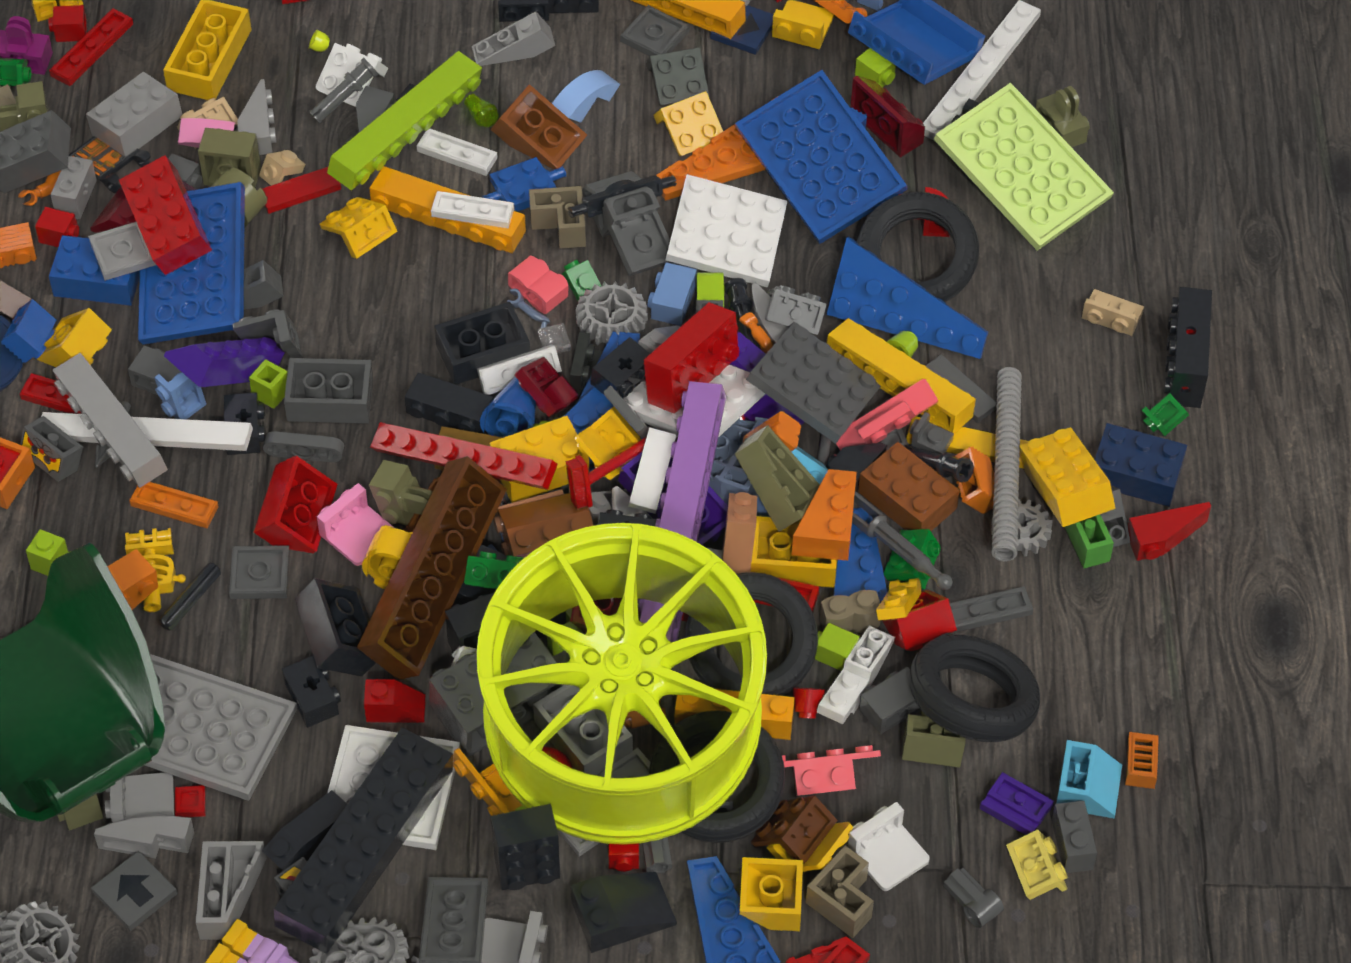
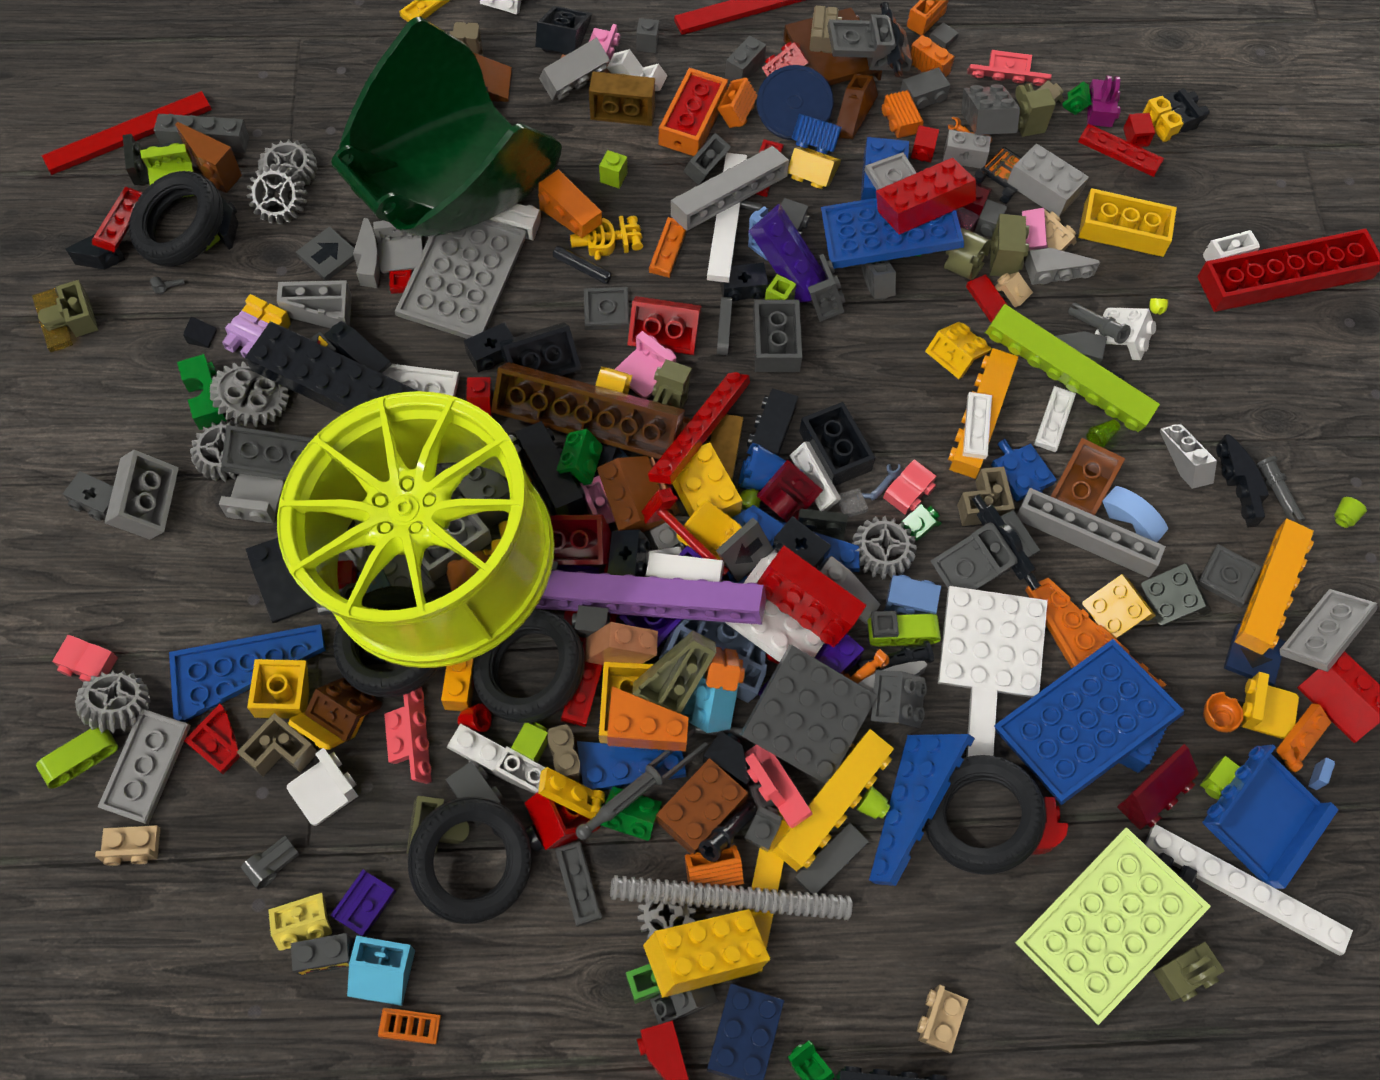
camera: 85 degrees right, 10 degrees up
(607, 130) = (1090, 533): none -> light grey brick
(809, 57) = (1223, 713): none -> orange hair
(809, 251) = (982, 721): none -> white tile

